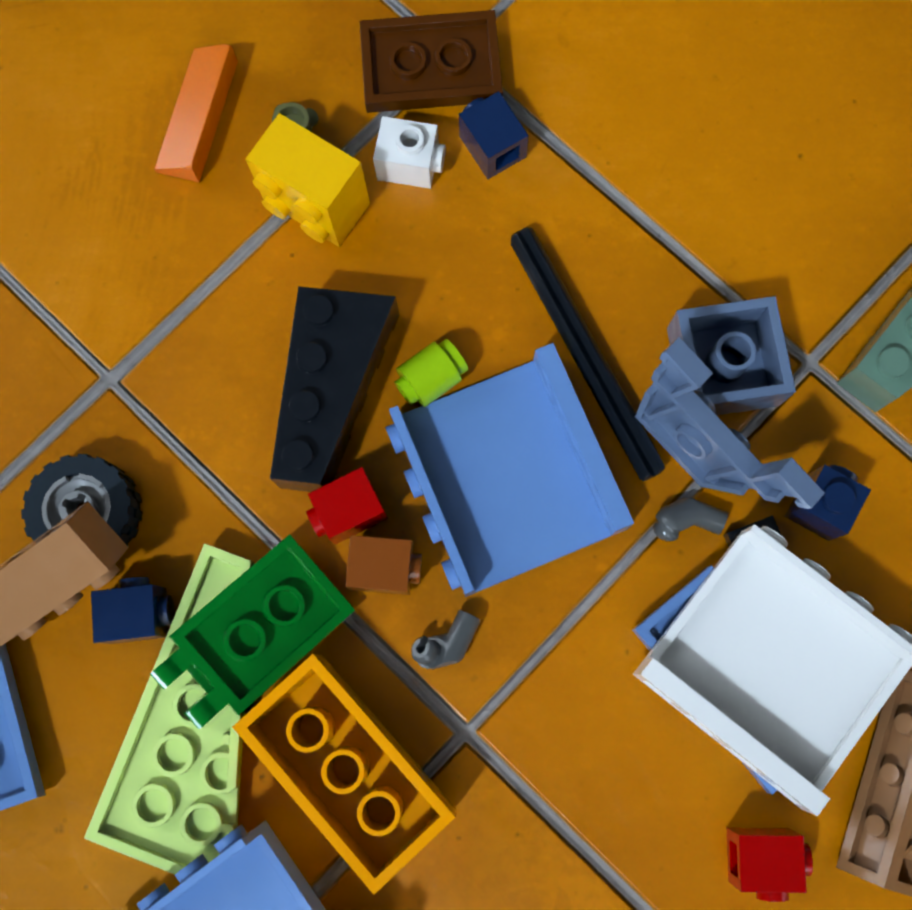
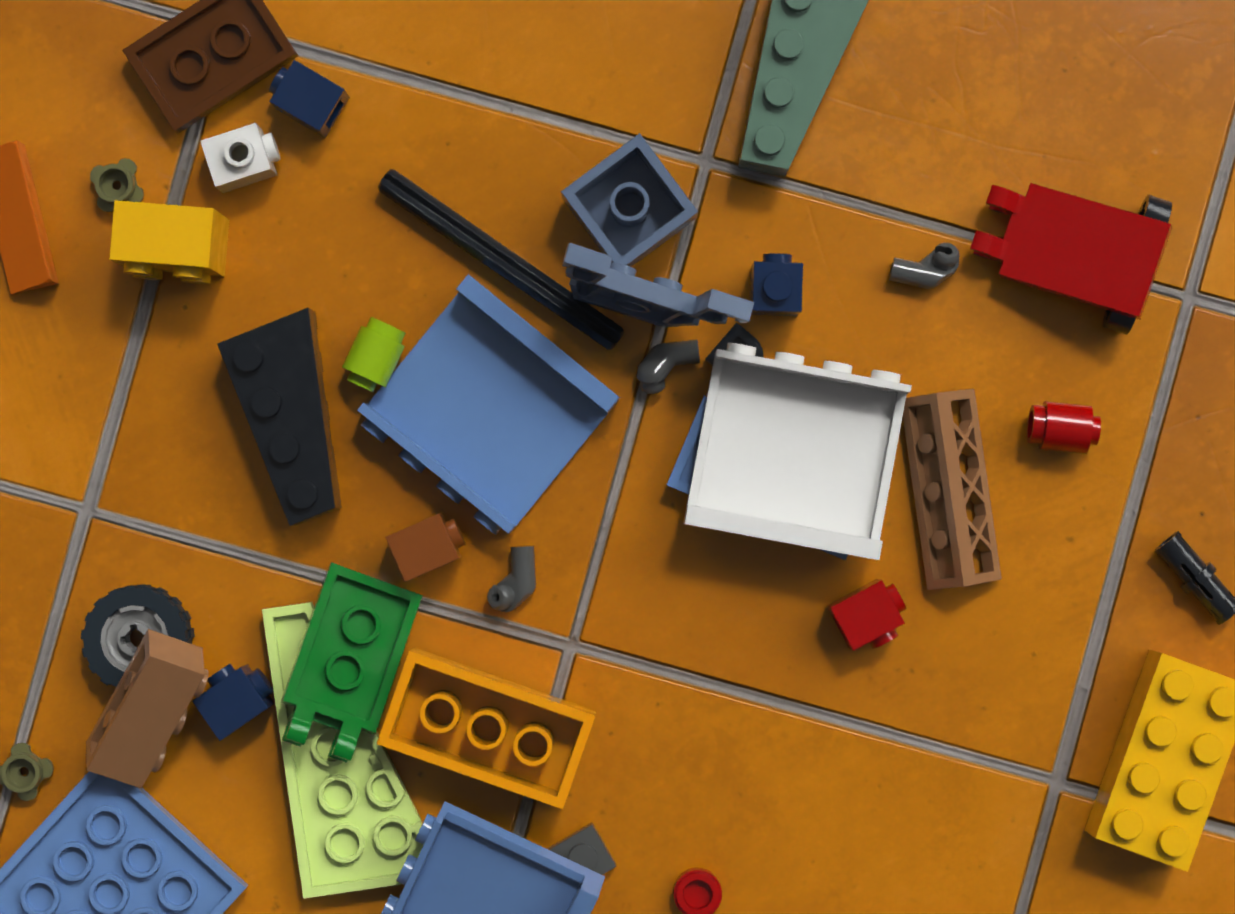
camera: 30 degrees left, 10 degrees up
(345, 507) = (366, 513): red brick -> none

